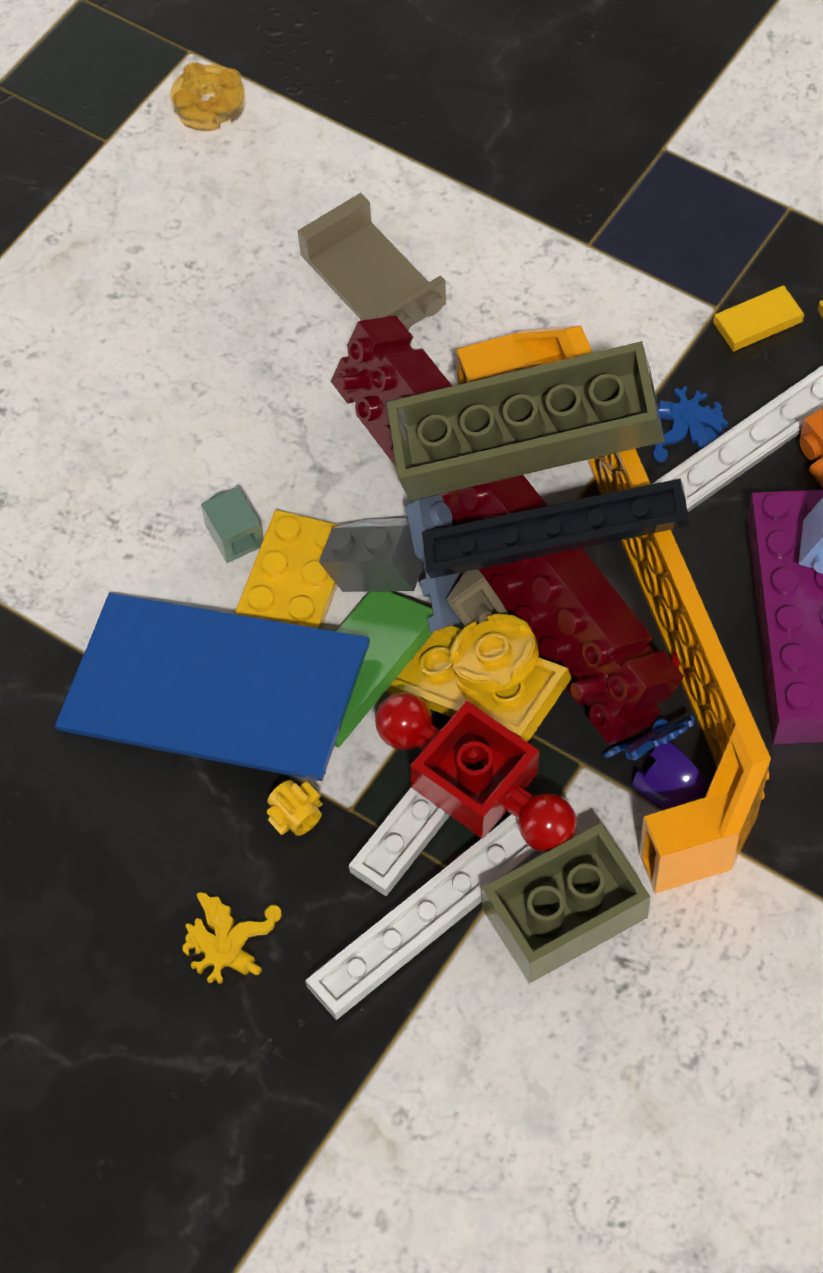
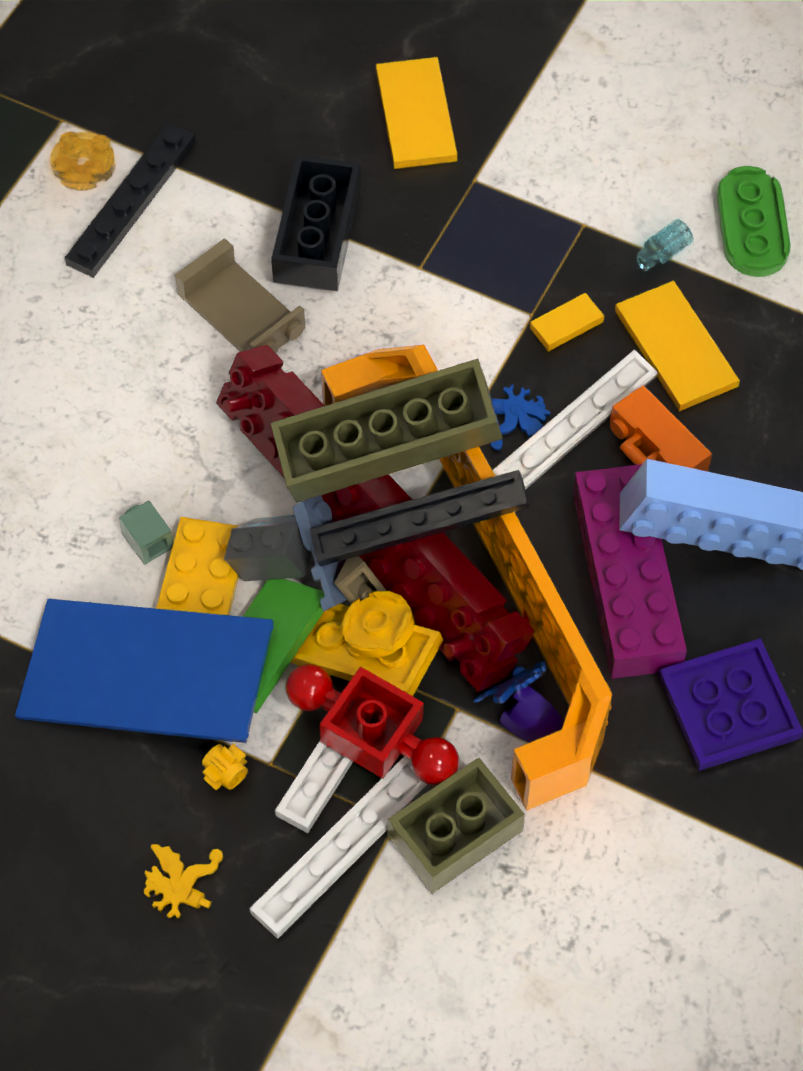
camera: 10 degrees left, 0 degrees up
(257, 145) = (130, 200): none -> black plate
(470, 183) = (316, 223): none -> black brick
(602, 67) = (416, 113): none -> yellow tile

